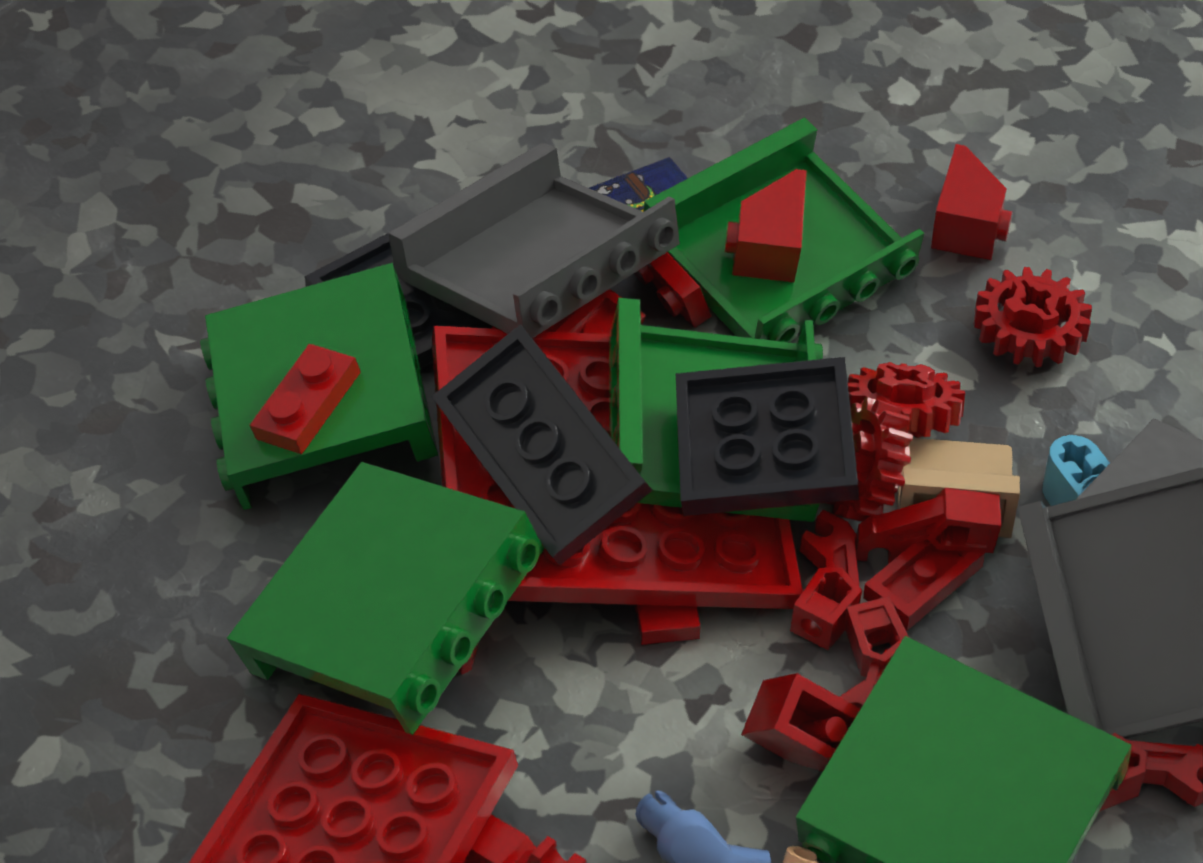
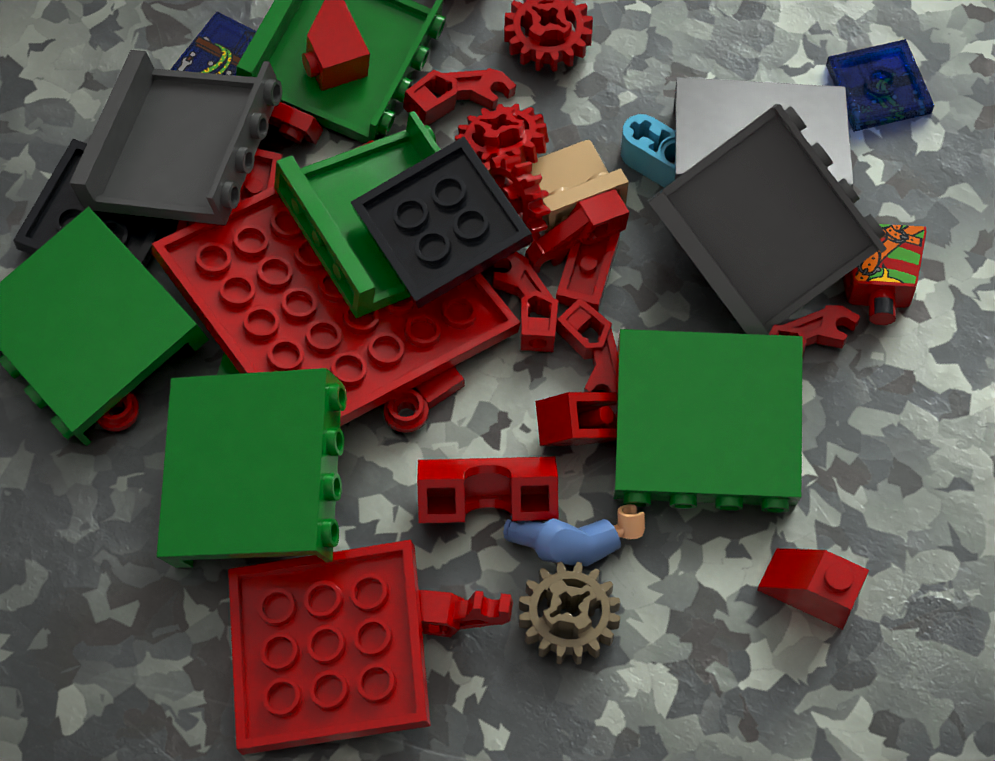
camera: 30 degrees left, 15 degrees up
(298, 488) = (124, 419): none -> red plate
(305, 398) = (95, 347): red plate -> none
(541, 444) = (295, 305): black plate -> none
(612, 618) = (412, 400): none -> red plate
(612, 730) = (516, 484): none -> red arch
(862, 329) = (455, 86): none -> red piece

